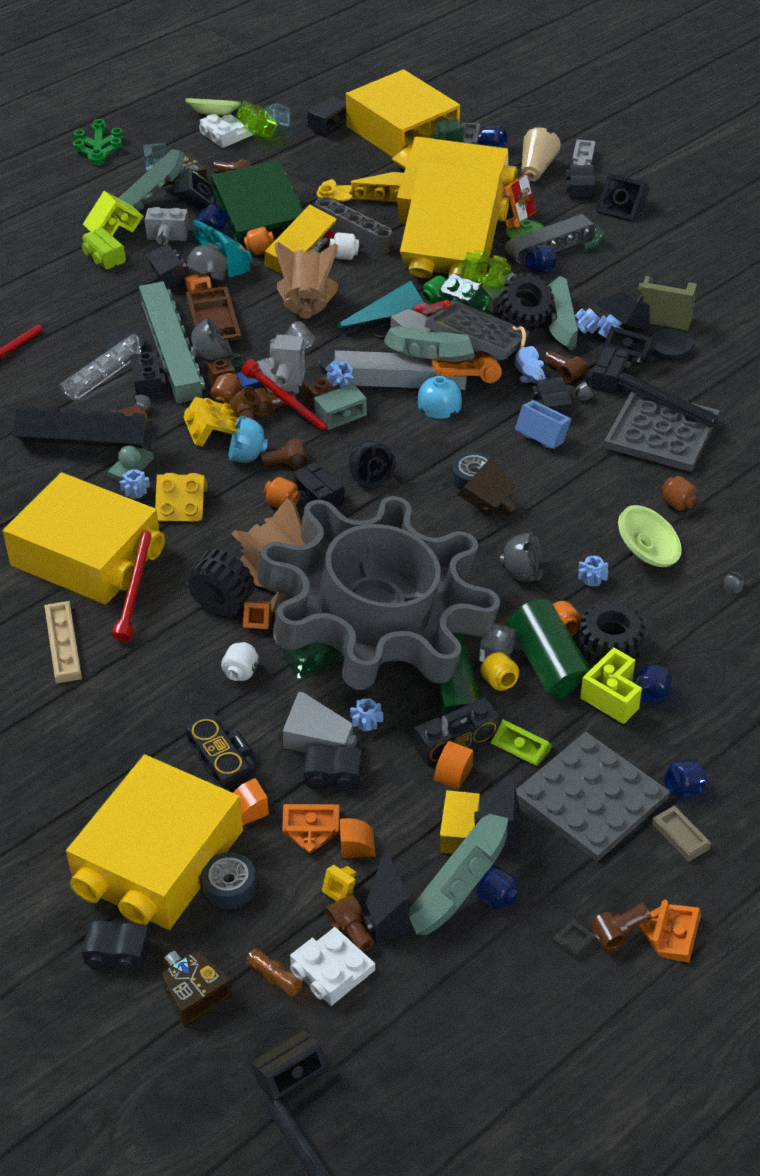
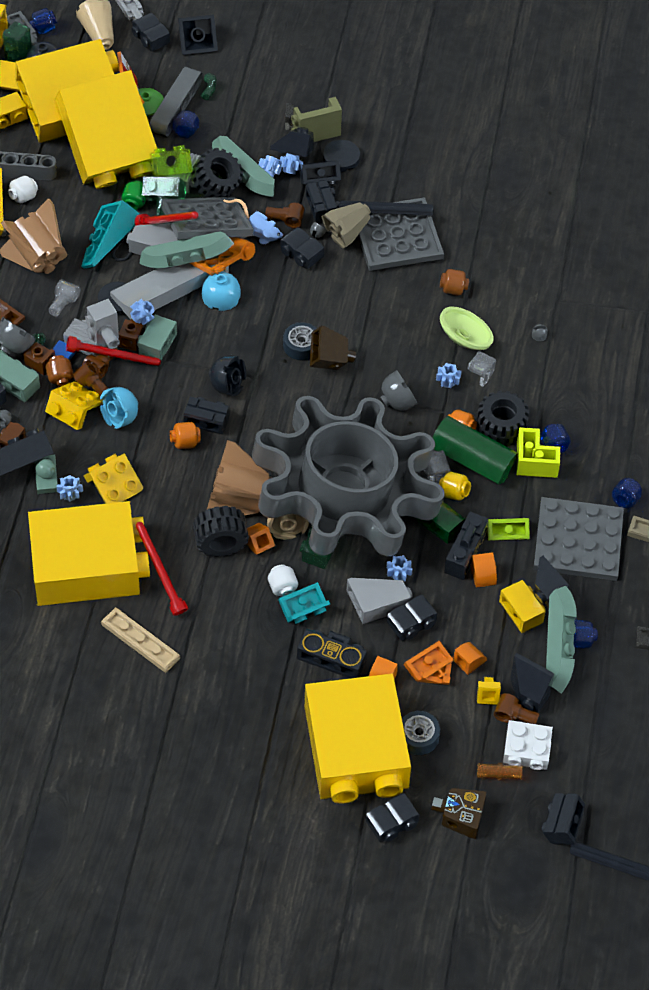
camera: 40 degrees left, 10 degrees up
(240, 693) = (303, 602): none -> teal bracket
(292, 454) = (159, 398): reddish brown pin -> none
(542, 424) = (318, 275): medium blue brick -> none
(613, 391) = (346, 222): none -> dark tan cone
(636, 581) = (483, 366): none -> clear panel

